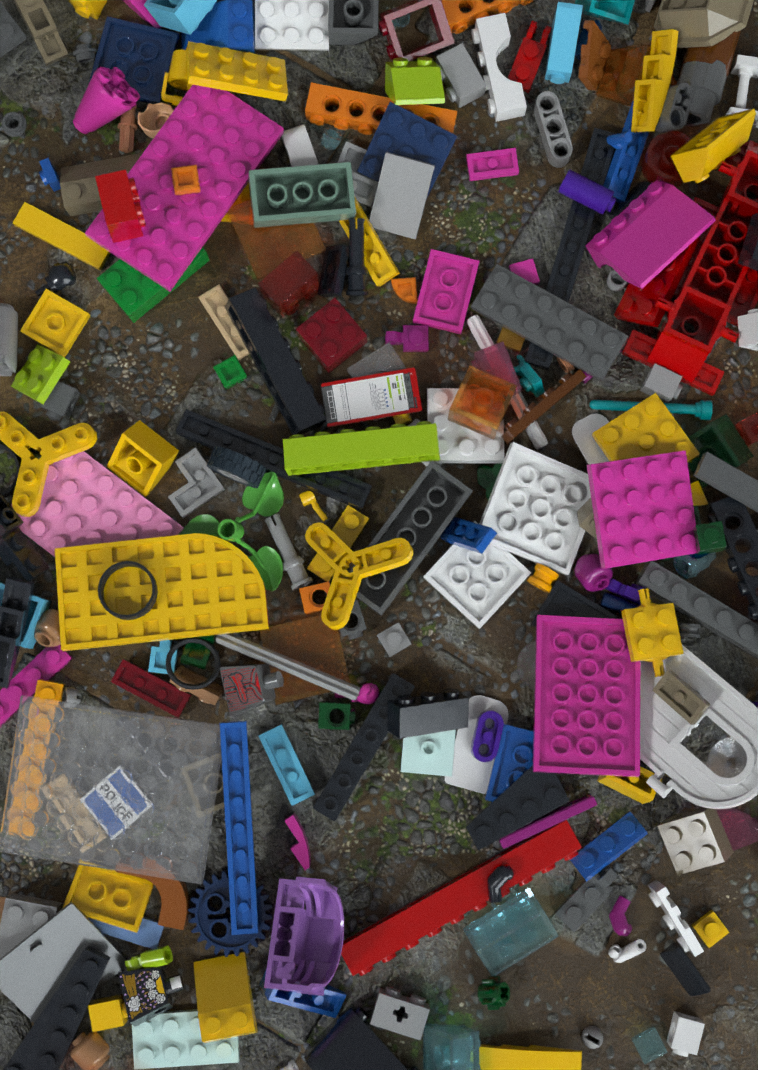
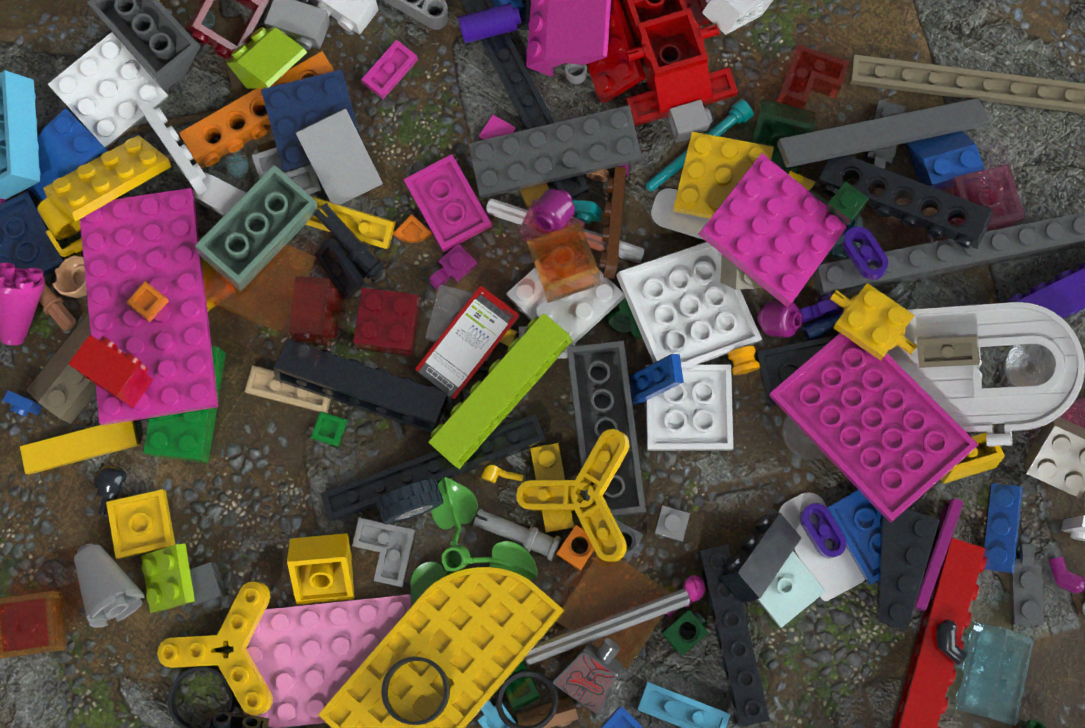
camera: 45 degrees left, 5 degrees down
(298, 97) = (180, 154): none -> white plate
(506, 360) = (553, 210): none -> magenta head
(690, 583) = (867, 254): none -> dark purple plate

